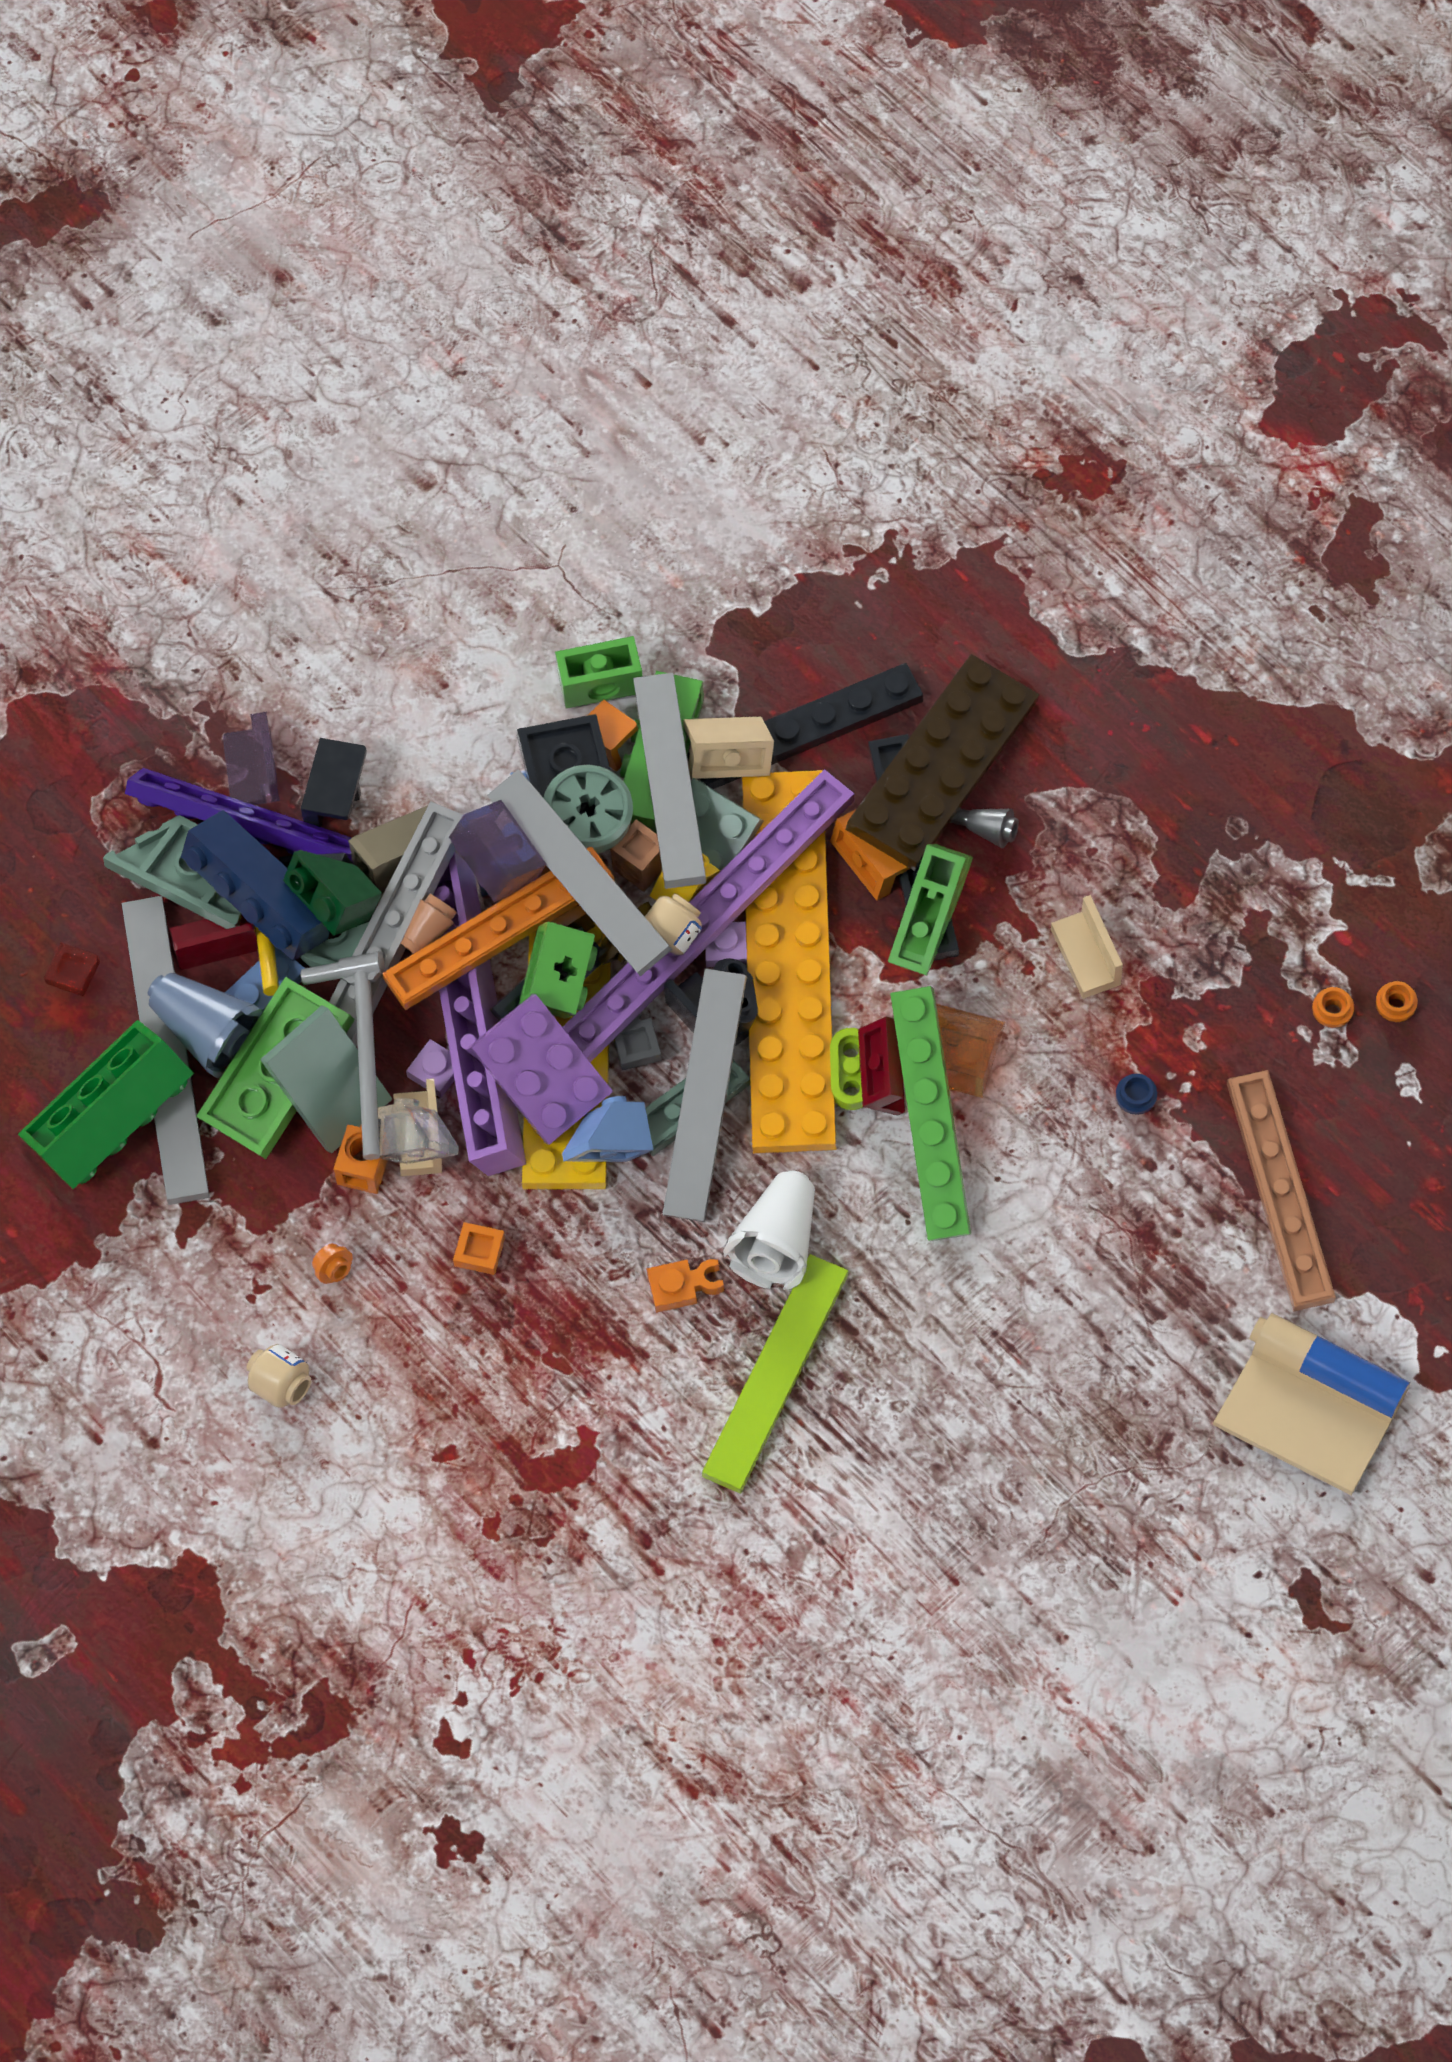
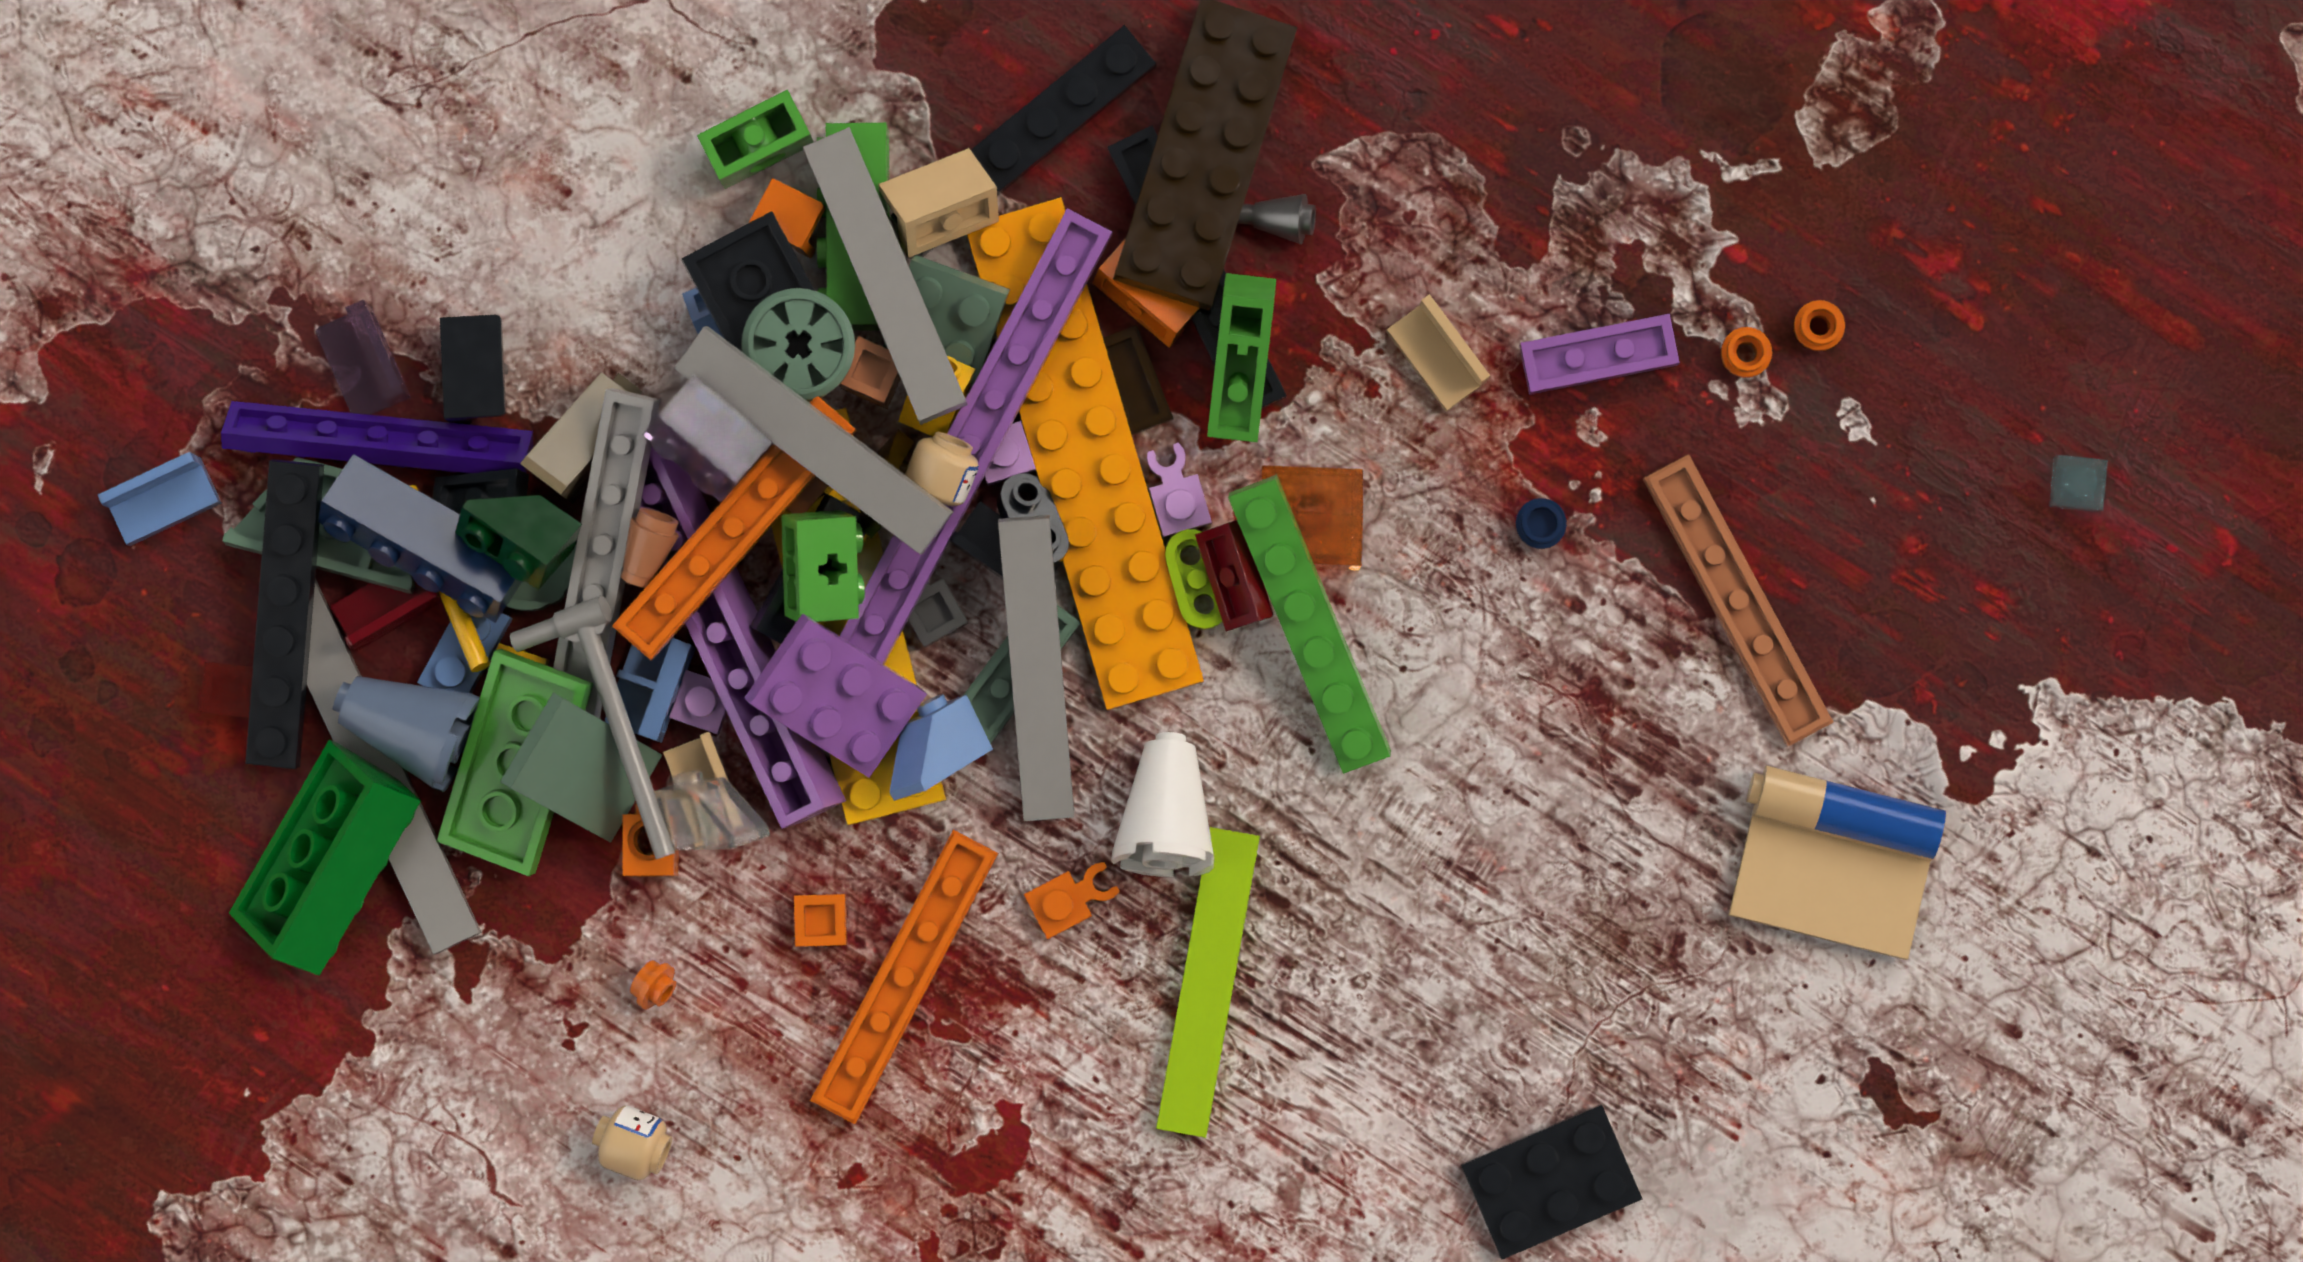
camera: 15 degrees left, 20 degrees up
(65, 819) = (161, 498): none -> medium blue panel
(132, 921) = (284, 614): none -> black plate
(401, 1041) = (652, 687): none -> medium blue panel
(533, 1310) = (904, 977): none -> orange tile
(844, 918) = (1136, 381): none -> dark brown tile
(852, 1006) = (1178, 500): none -> lavender plate
(1014, 1596) = (1551, 1181): none -> black plate
(1215, 980) = (1599, 354): none -> medium lavender plate

